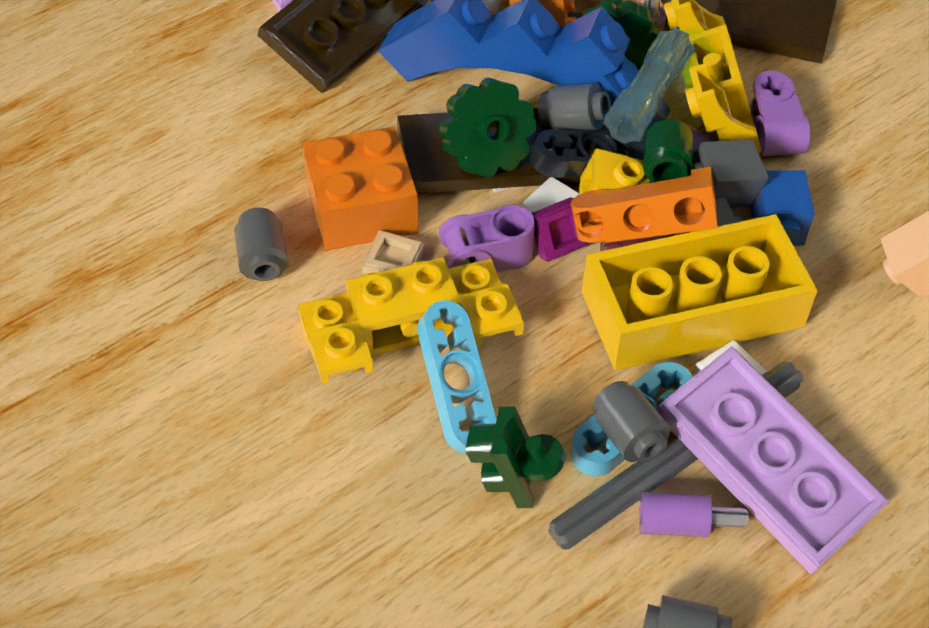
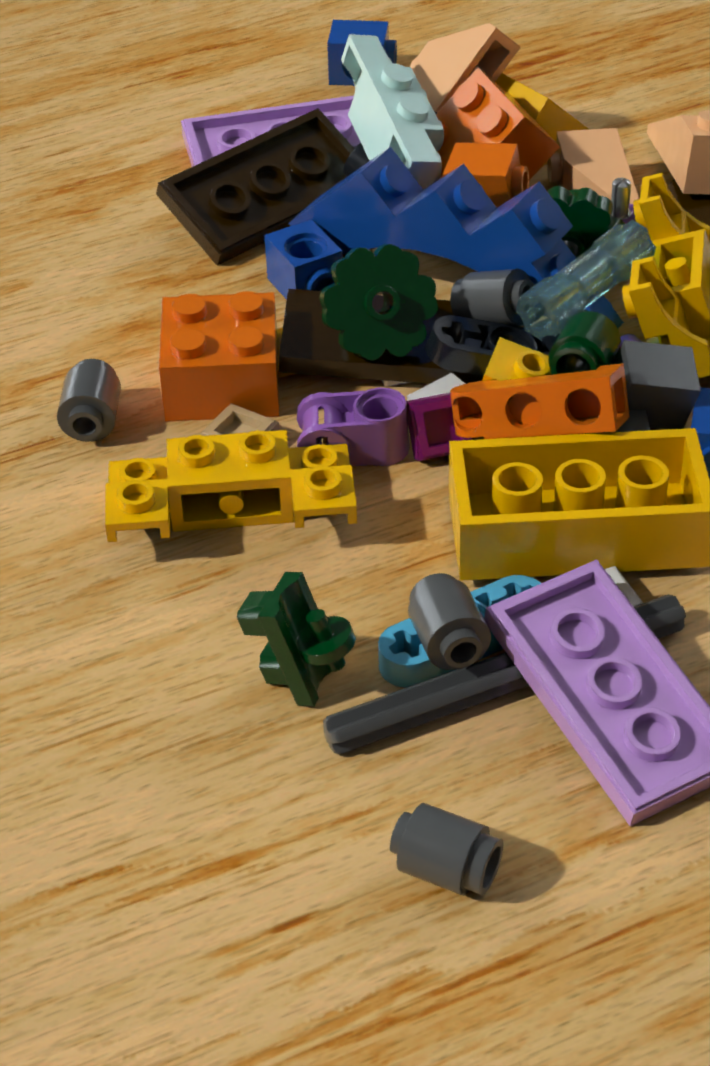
camera: 15 degrees right, 10 degrees down
(400, 86) = (300, 258): none -> blue brick
(432, 344) = (275, 529): medium azure beam -> none
(685, 515) = (489, 735): medium lavender piece -> none

